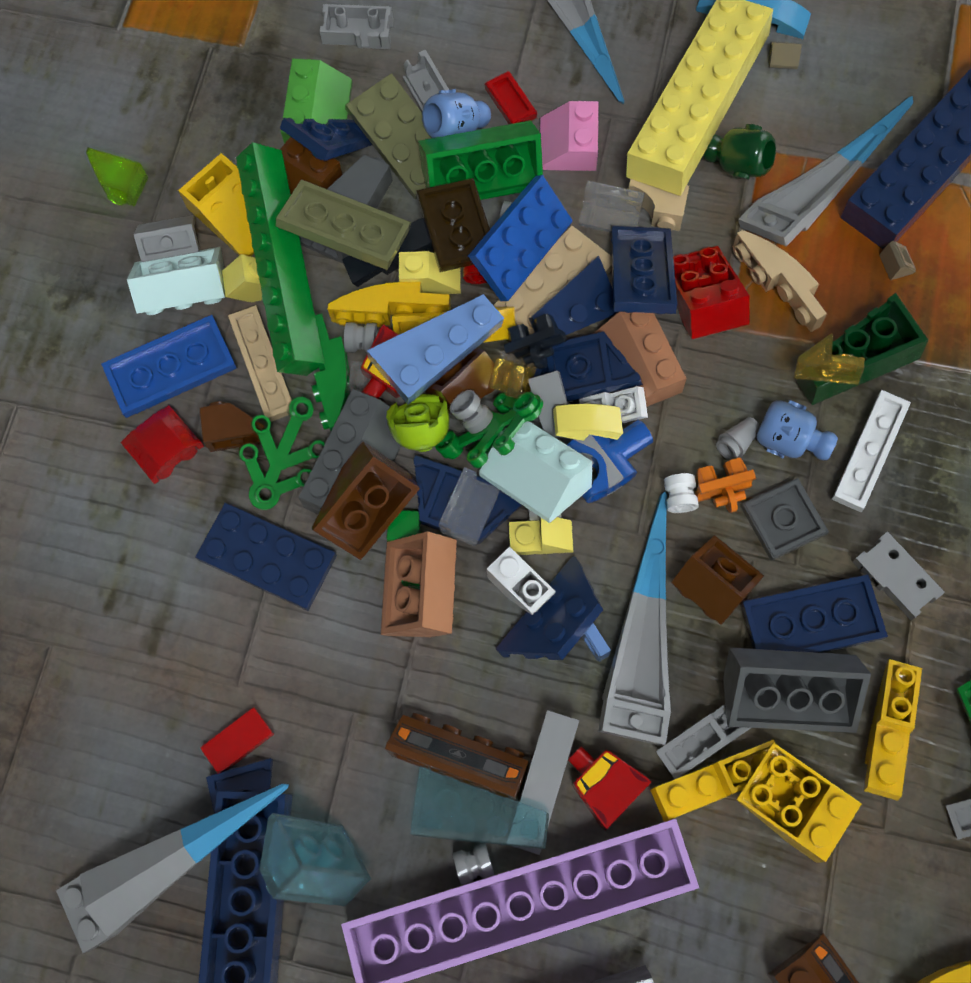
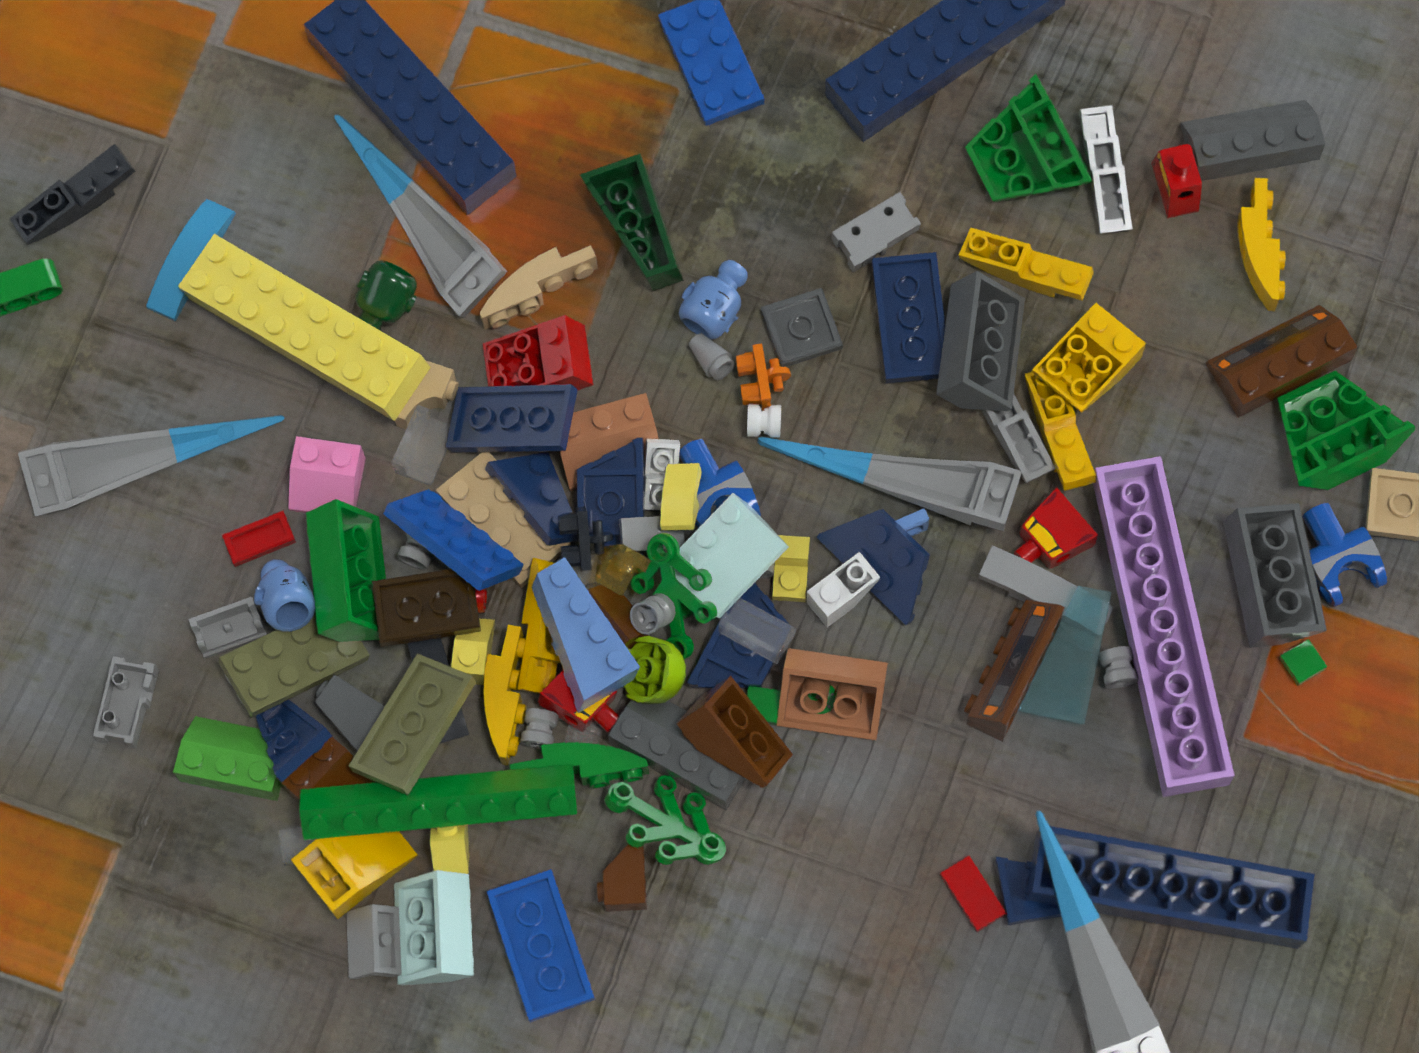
camera: 85 degrees left, 0 degrees up
(119, 177) = (285, 997): clear neon green slope -> none
(161, 444) = (634, 958): red slope -> none
(260, 362) = (552, 841): tan plate -> none
(266, 556) = (777, 853): dark blue plate -> none
(310, 862) = (1107, 809): clear light blue slope -> none
(717, 579) = (860, 399): reddish brown slope -> none
(784, 55) = (255, 234): dark tan slope -> none
(821, 365) = (658, 256): clear yellow slope -> none
(871, 451) = (741, 232): white plate -> none
(897, 260) = (531, 168): dark tan slope -> none

